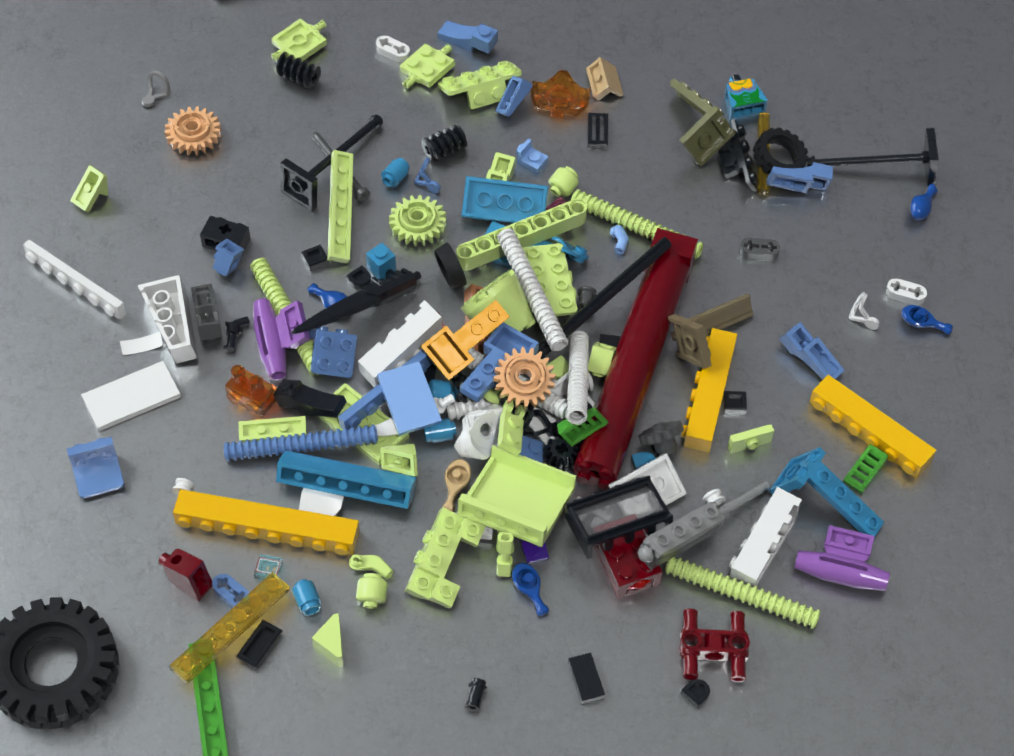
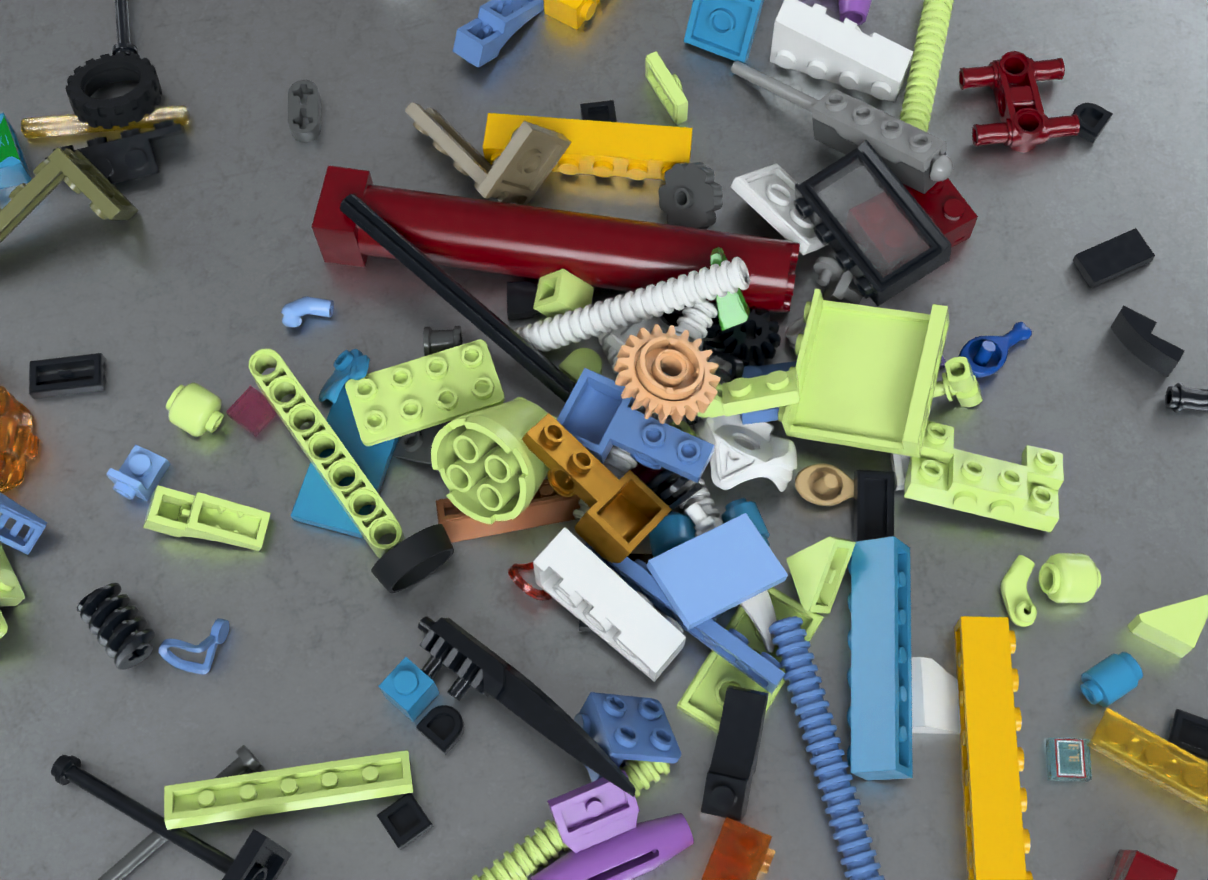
camera: 95 degrees left, 10 degrees up
(233, 586) = (1140, 816): medium blue beam -> none
(271, 427) = (803, 812): yellowish green plate -> none
(328, 297) = (504, 762): blue piece -> none
(395, 172) = (193, 706): dark azure brick -> none
(417, 220) = (319, 661): yellowish green gear -> none
(436, 497) = (873, 504): none -> black tile
(502, 200) = (252, 497): dark azure tile -> none
(523, 672) = (1135, 333): none -> black slope
(533, 290) = (462, 402): white piece -> none
(623, 218) = (270, 296): yellowish green piece -> none
(641, 459) = (736, 221): dark azure tile -> none
(715, 497) = (780, 125): white bush -> none
(801, 179) = (161, 47): medium blue slope -> none

